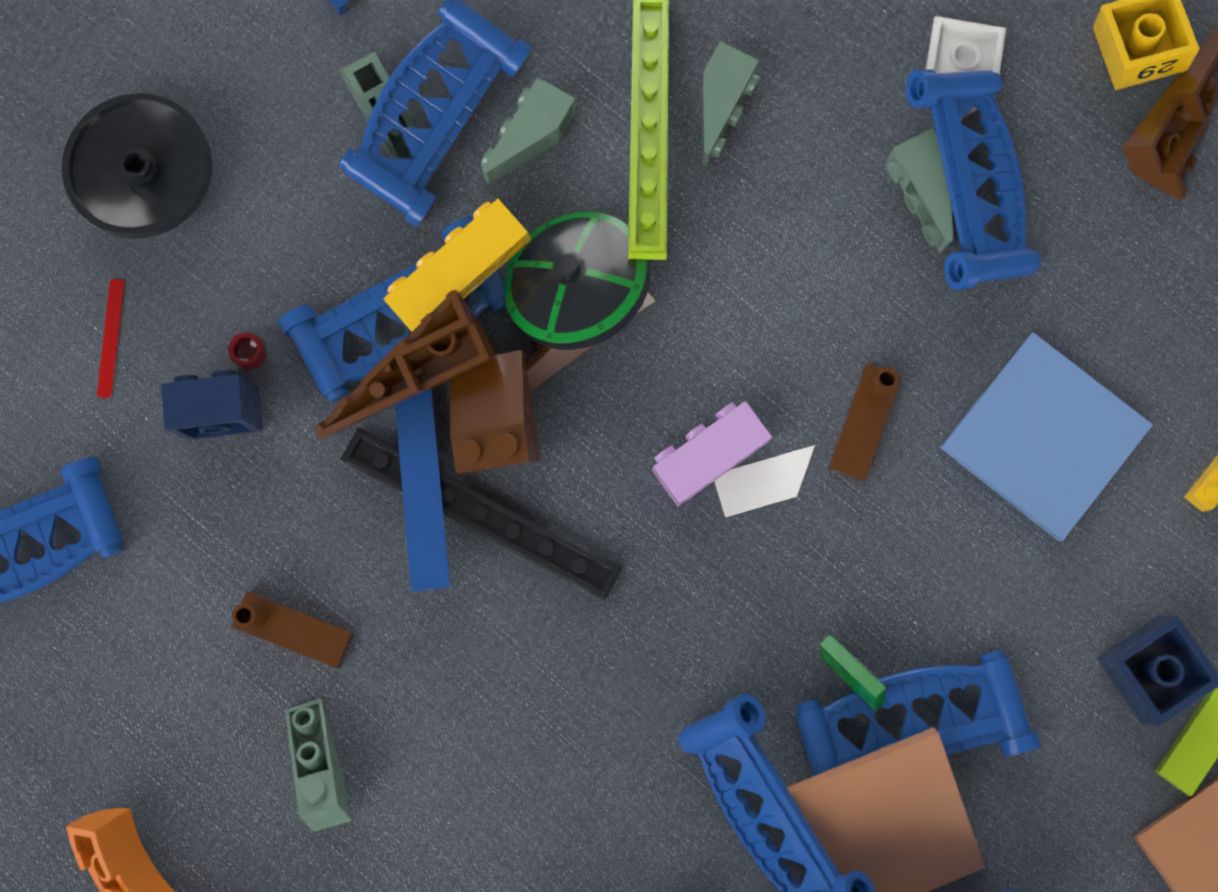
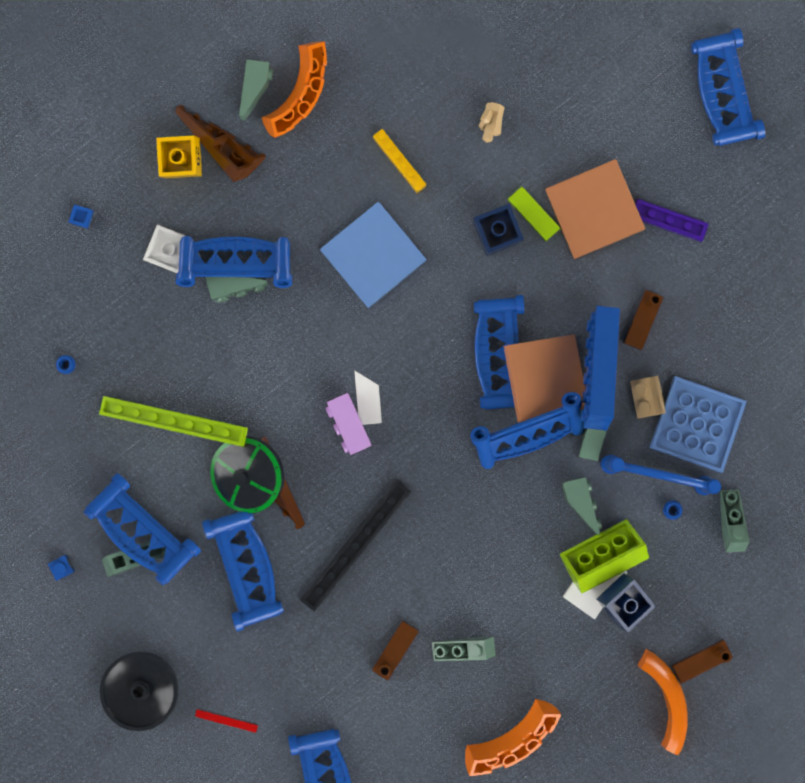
camera: 85 degrees left, 5 degrees up
(211, 406) = (275, 671): dark blue brick -> none
(247, 350) = (248, 650): dark red tile -> none
(422, 494) = (332, 572): blue tile -> none
(436, 351) = (270, 551): reddish brown wedge -> none
(460, 265) = (229, 532): yellow brick -> none
(493, 416) = (307, 530): reddish brown slope -> none
(535, 127) = (159, 478): sand green slope -> none
(723, 87) = (158, 377): sand green slope -> none
(853, 672) = (470, 378): green tile -> none
(865, 422) = (348, 343): reddish brown piece -> none

